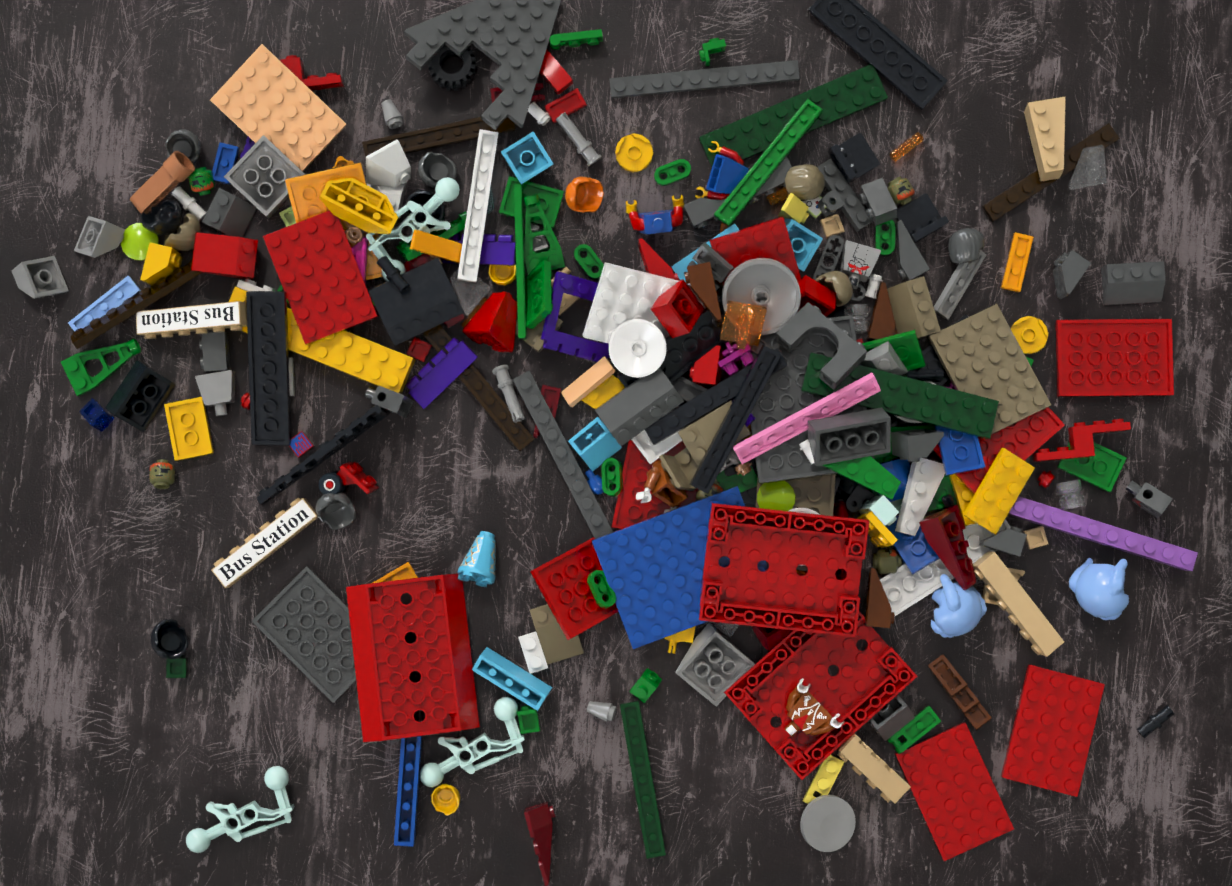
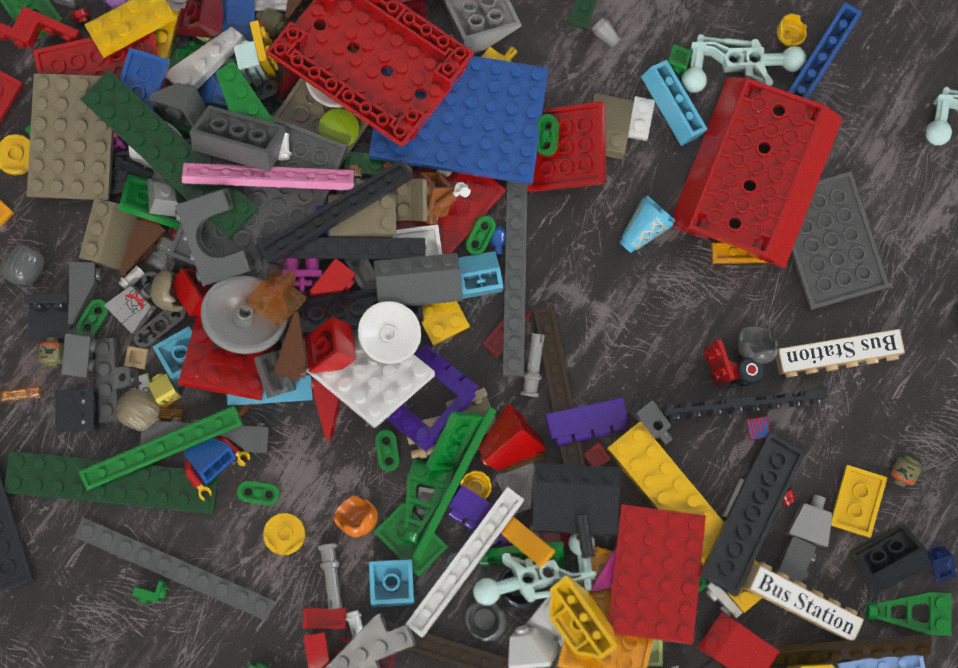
camera: 155 degrees left, 5 degrees down
(354, 238) = (601, 593): medium nougat plate -> none
(588, 381) = (452, 335): light nougat tile -> none
(646, 685) = (553, 32): green bracket -> none
(656, 221) = (301, 452): torso -> none
(957, 286) = (56, 233): light grey plate -> none

